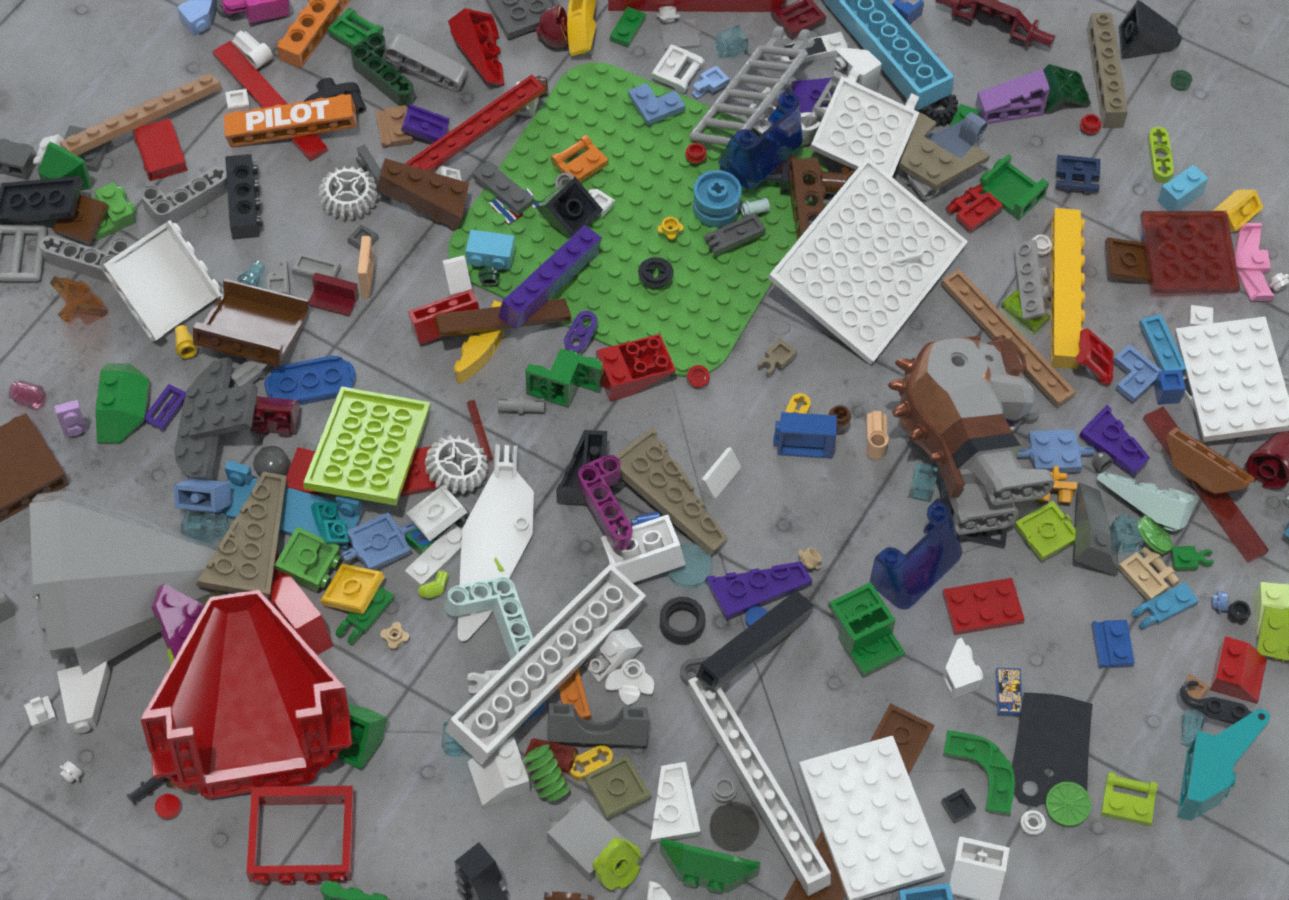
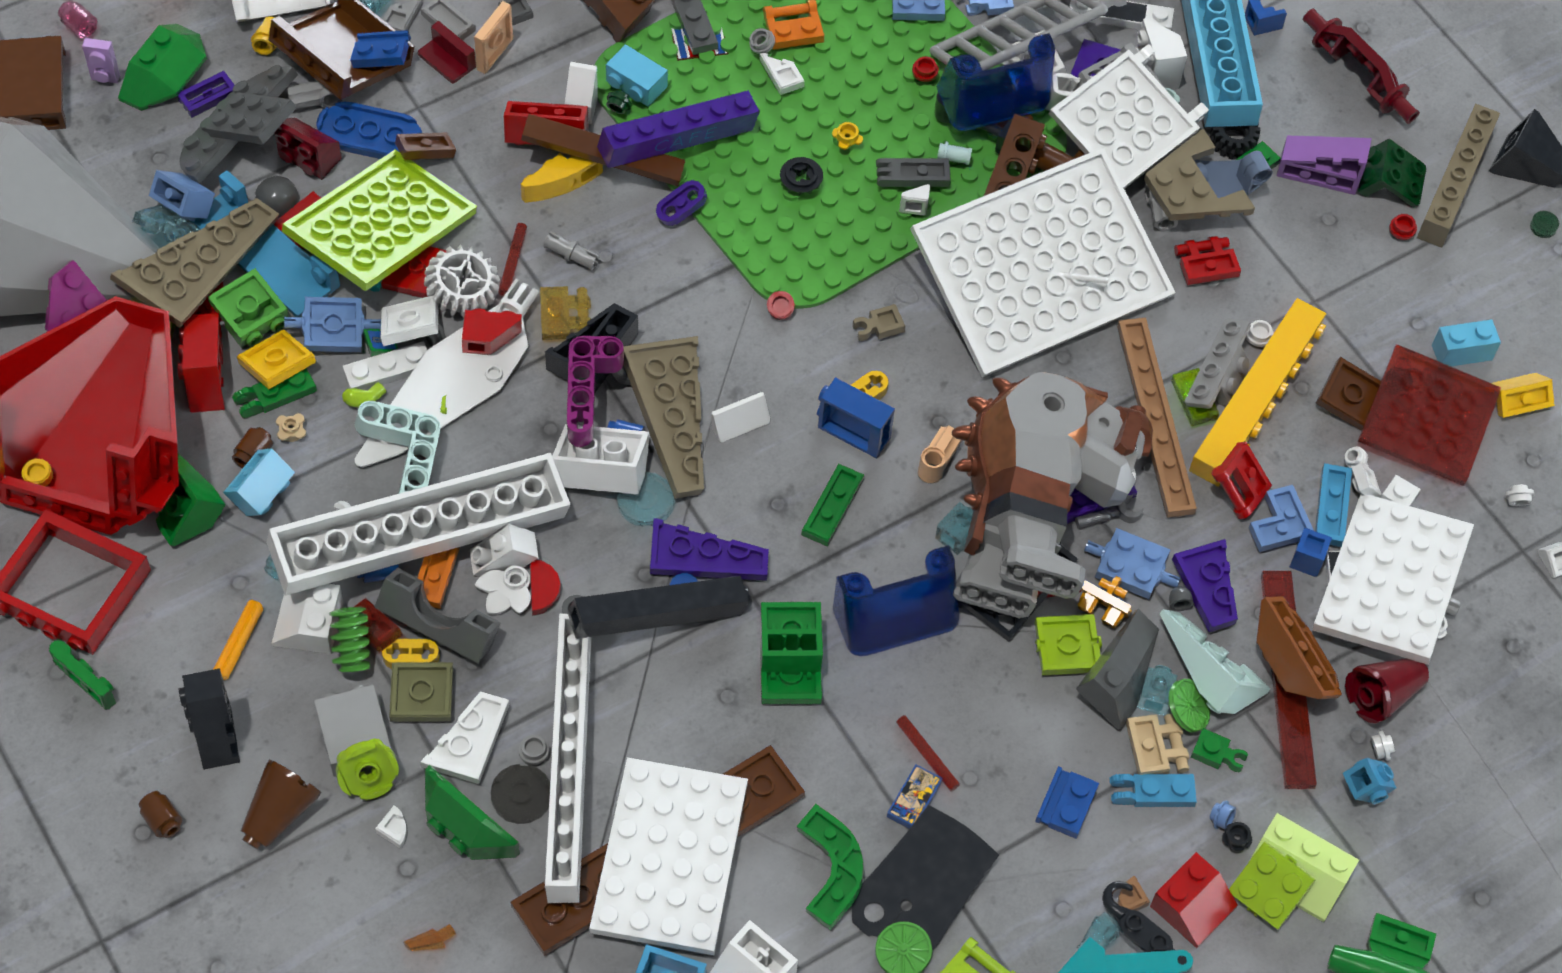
camera: 25 degrees right, 0 degrees up
(224, 761) = (37, 472): none -> yellow tile
(285, 313) = (380, 49): none -> blue plate
(328, 523) = (292, 280): teal slope -> none
(363, 373) = (425, 146): none -> reddish brown plate
(376, 665) = (249, 444): none -> reddish brown brick
(400, 688) = (259, 482): none -> medium azure brick
(456, 815) = (238, 638): none -> light orange axle
(500, 494) = (489, 331): none -> red slope
(539, 458) = (555, 311): none -> clear yellow plate
(564, 378) = (630, 241): green bracket -> none
(569, 207) = (748, 66): black slope -> none
(634, 366) = (715, 262): red slope -> none
(656, 665) = (544, 586): none -> red tile
(682, 637) = (595, 532): black tyre -> none
(717, 198) = (915, 124): dark azure wheel -> none
(750, 255) = (915, 200): none -> white slope
(810, 558) = (781, 551): tan plate -> none
(823, 507) = (832, 505): none -> green tile
(843, 417) = (904, 417): reddish brown cone -> none
(958, 805) = (778, 890): black plate -> none
(961, 672) = (870, 748): white slope -> none
(983, 606) = (944, 692): red plate -> none
(998, 655) = (928, 753): none -> clear red bar
(1013, 188) = (1265, 257): green panel -> none
(1034, 816) = (855, 942): white plate -> none
(1077, 168) = (1356, 268): dark blue plate -> none
(1157, 162) = (1465, 285): lime beam -> none
(1173, 319) = (1365, 479): none -> white plate
(1253, 262) = (1502, 459): bright pink plate -> none

